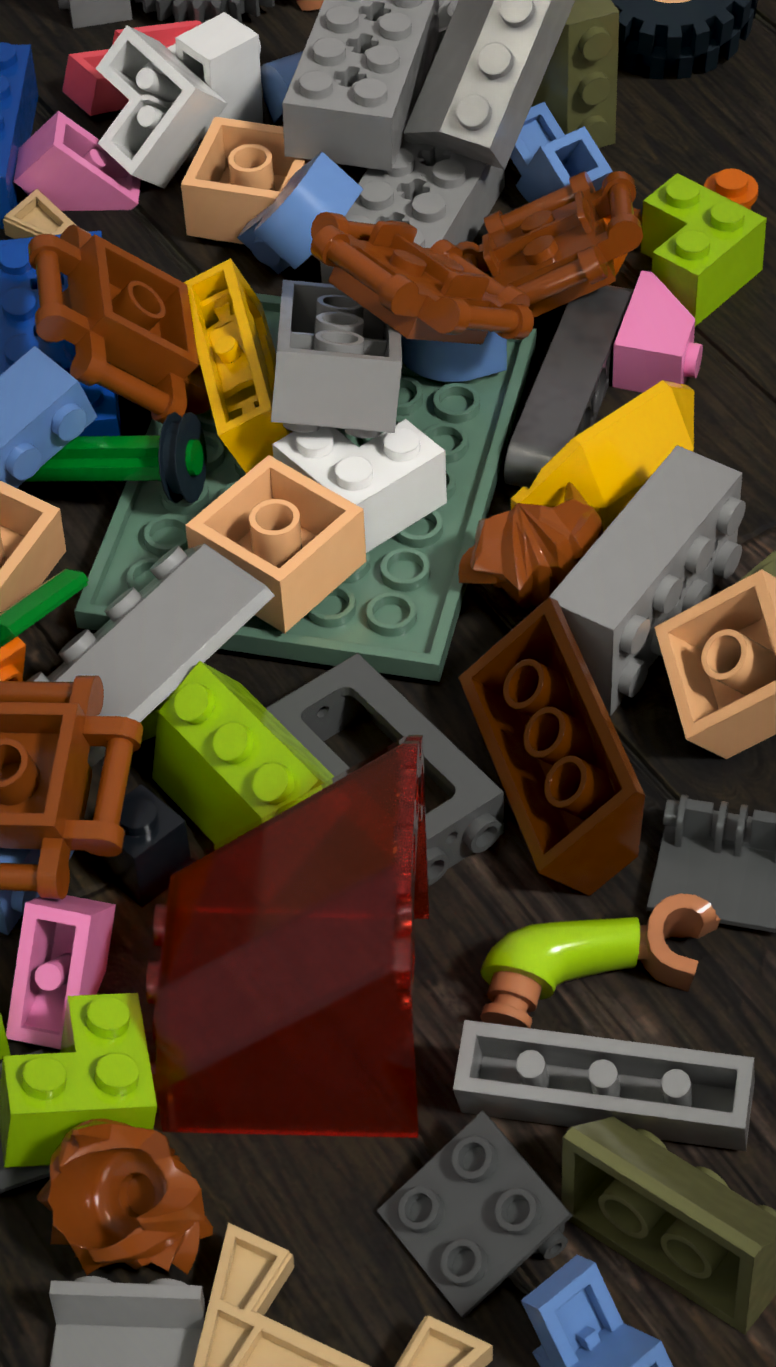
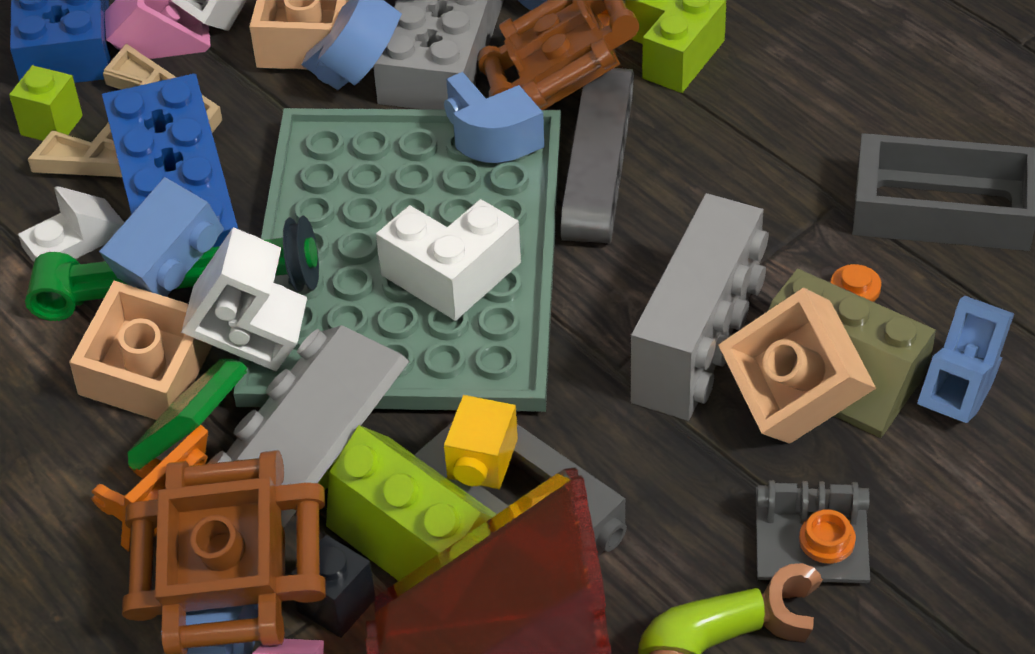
camera: 10 degrees left, 0 degrees up
(96, 510) = (241, 307): none -> white brick
(119, 320) = (231, 146): dark orange brick -> none
(236, 361) = (331, 172): yellow brick -> none
(286, 536) = (401, 307): light nougat brick -> none
(334, 364) = (416, 156): light grey brick -> none
(343, 701) = (481, 442): none -> yellow brick
(416, 288) = (469, 89): dark orange brick -> none
(531, 547) = (605, 293): dark orange hair -> none
(557, 752) = (663, 457): reddish brown slope -> none
(617, 452) = (645, 224): yellow wedge -> none
(654, 339) = (658, 109): bright pink slope -> none
(739, 871) = (827, 537): none -> orange plate

